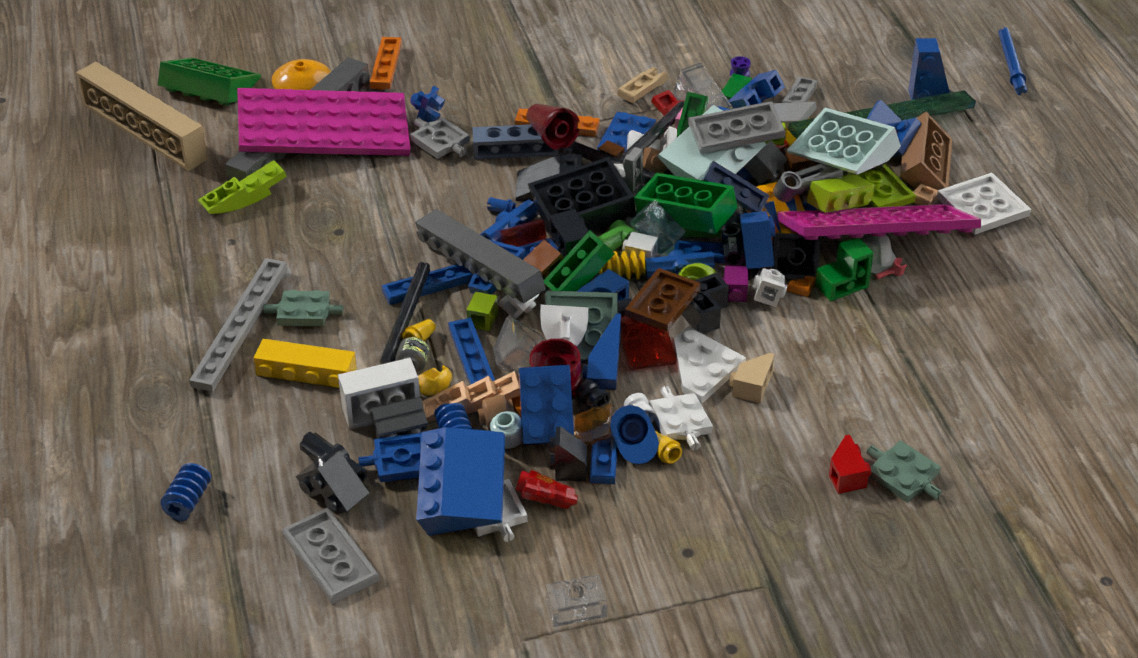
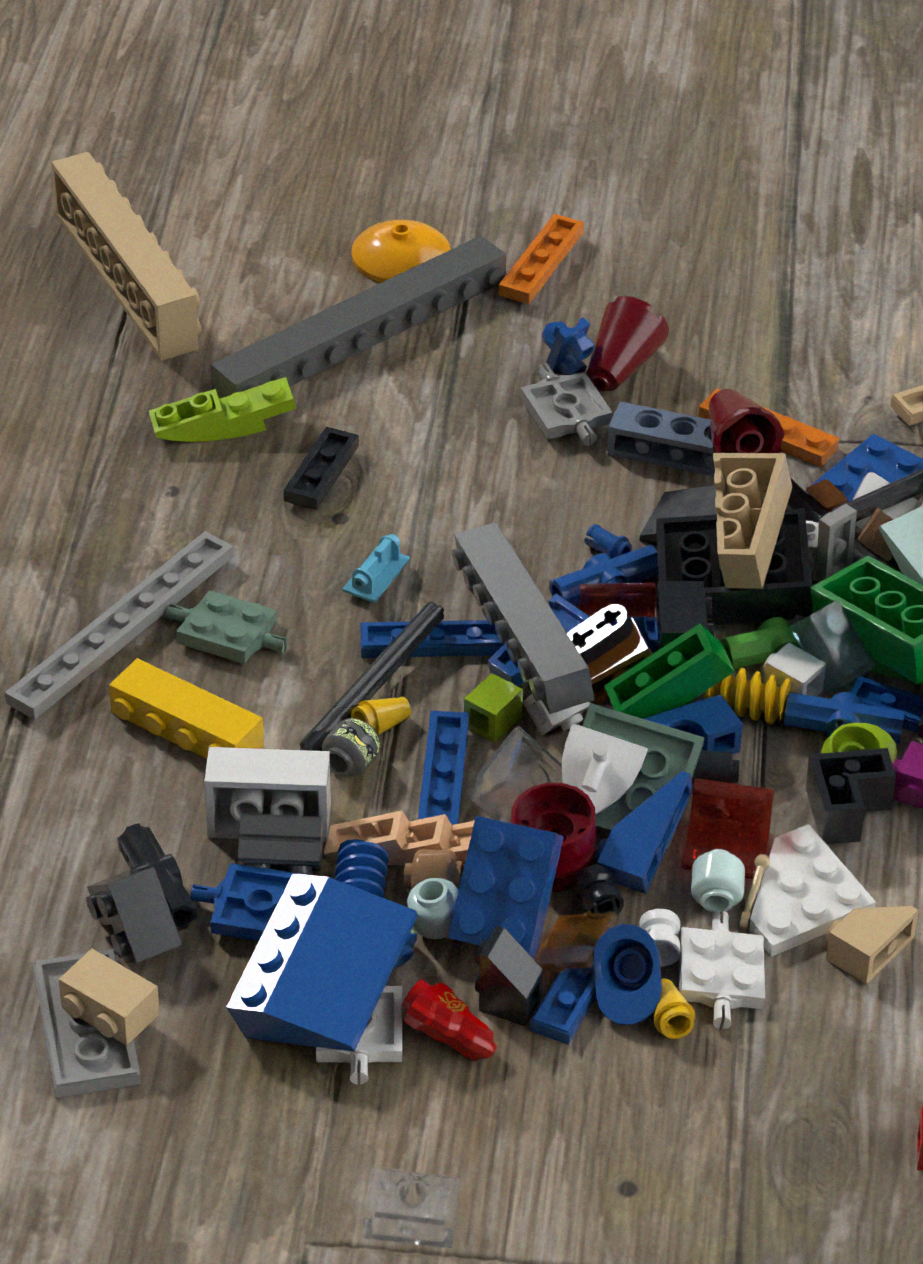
camera: 20 degrees right, 0 degrees up
(205, 79) = (252, 218): green slope -> none
(315, 206) = (321, 468): none -> black plate
(322, 122) = (391, 333): dark pink plate -> none
(341, 534) = (109, 997): none -> tan brick
(376, 254) = (377, 570): none -> medium azure hinge
(433, 381) = (362, 798): yellow hair -> none
(459, 92) = (625, 341): none -> dark red cone
(531, 253) = (599, 633): none -> beam
(581, 161) = (750, 511): none -> tan wedge
(656, 369) = (718, 880): none -> light aqua head
(662, 299) = (771, 769): reddish brown plate -> none
(675, 354) = (762, 863): none -> tan hinge

